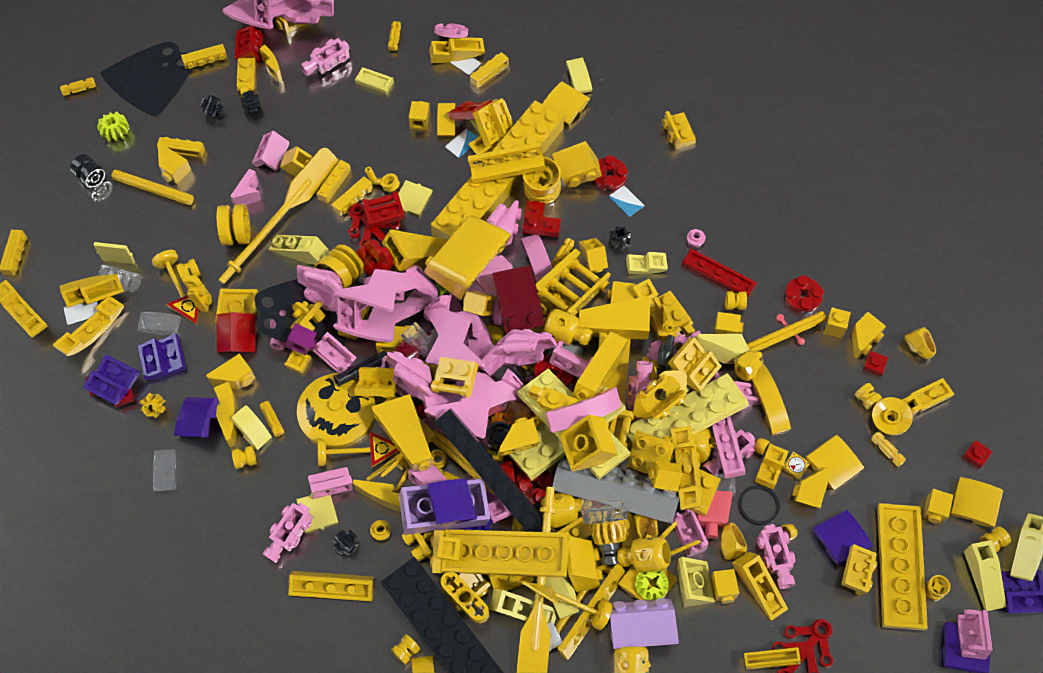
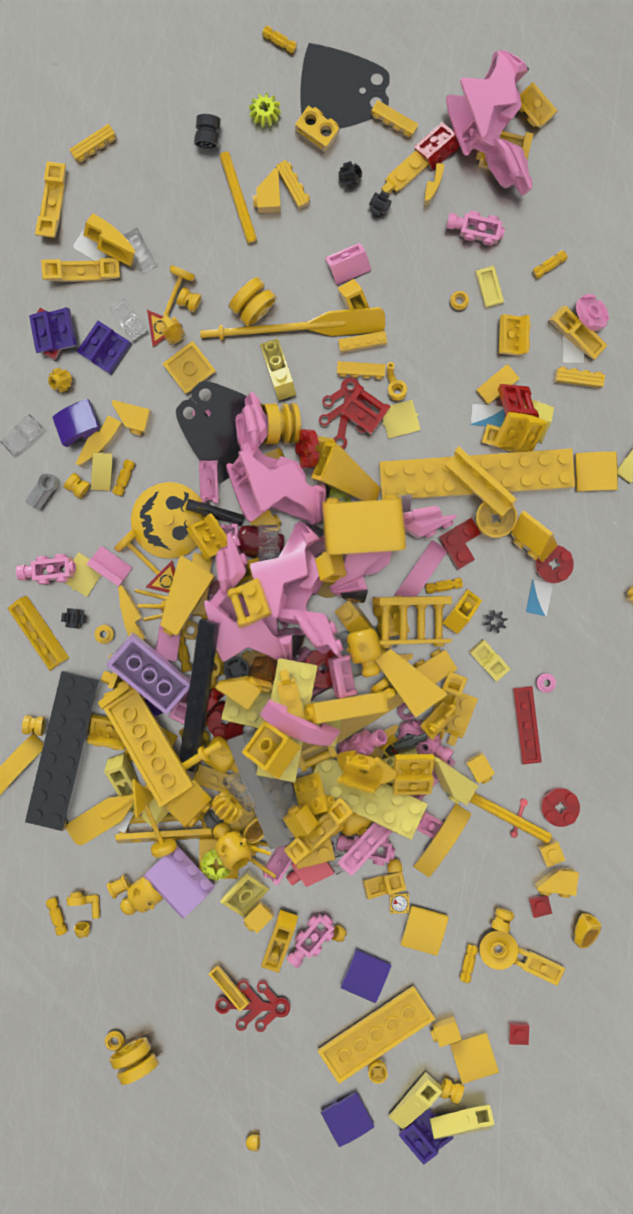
camera: 50 degrees right, 25 degrees up
(114, 253) = (153, 228): light yellow piece -> none
(160, 104) = (313, 132): none -> yellow brick
(222, 488) = (40, 492): none -> light grey piece
(236, 332) = (166, 388): red slope -> none
(246, 190) = (291, 278): bright pink slope -> none
(297, 362) = (184, 455): yellow tile -> none
(301, 339) = (195, 449): magenta brick -> none
(306, 313) = (218, 433): yellow hips -> none
(365, 103) = (459, 294): none -> yellow plate
(419, 115) = (483, 358): yellow brick -> none
(422, 85) = (514, 334): none -> yellow bracket
(449, 548) = (120, 704): yellow plate -> none
(451, 501) = (151, 681): dark purple slope -> none
(479, 604) = (89, 754): yellow beam -> none
(518, 299) = (354, 598): dark red slope -> none
(642, 343) = (406, 717): none -> bright pink plate
(732, 542) = (297, 899): yellow rock -> none
(735, 300) = (509, 758): yellow wheel -> none
(748, 365) = (454, 812): yellow rock -> none
(766, 489) = (349, 913): black piece -> none
(812, 488) = (386, 930): yellow slope -> none
(859, 569) = (345, 1007): yellow bracket -> none
(974, 634) = (358, 1121): bright pink hinge -> none

